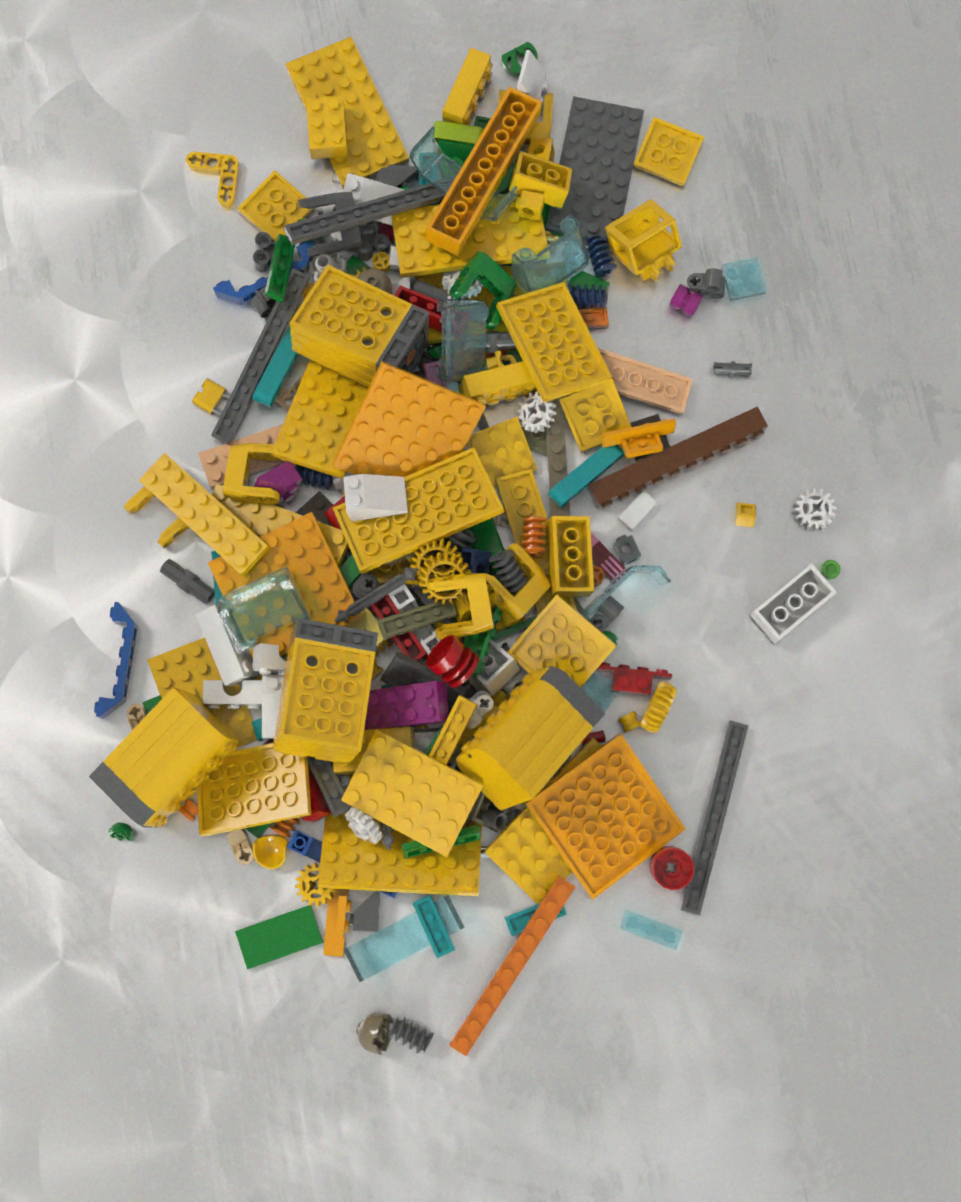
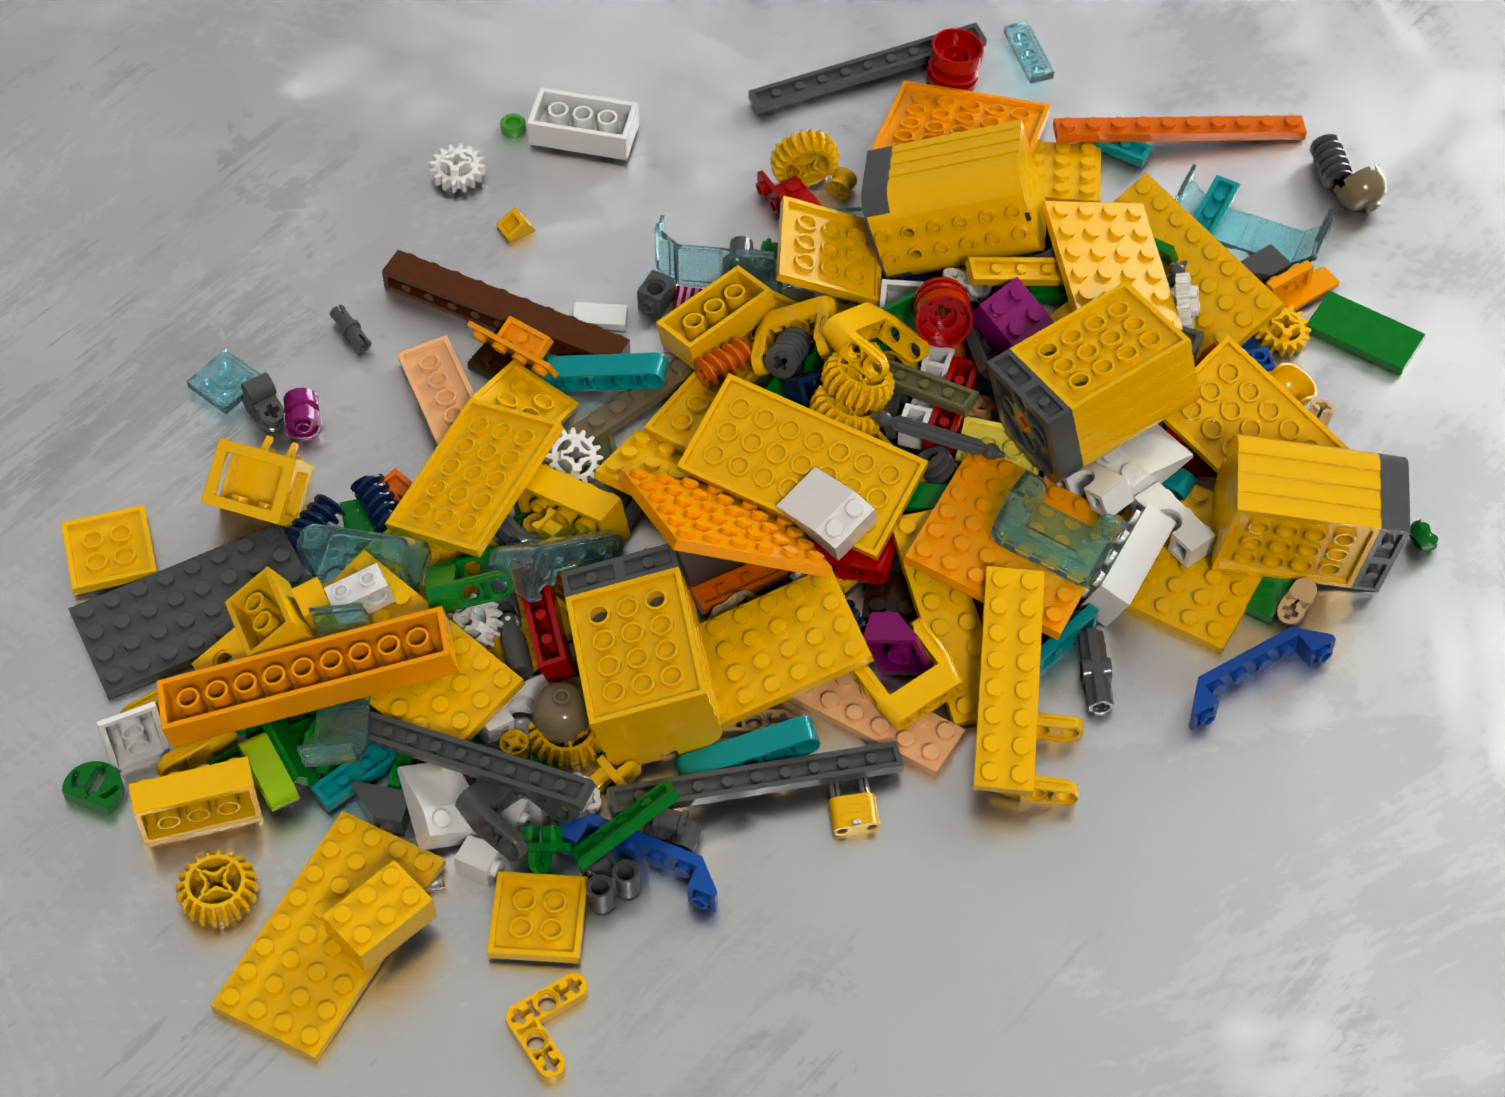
camera: 125 degrees left, 25 degrees down
(424, 70) = (217, 877): none -> yellow gear
(514, 226) = (362, 587): none -> white brick

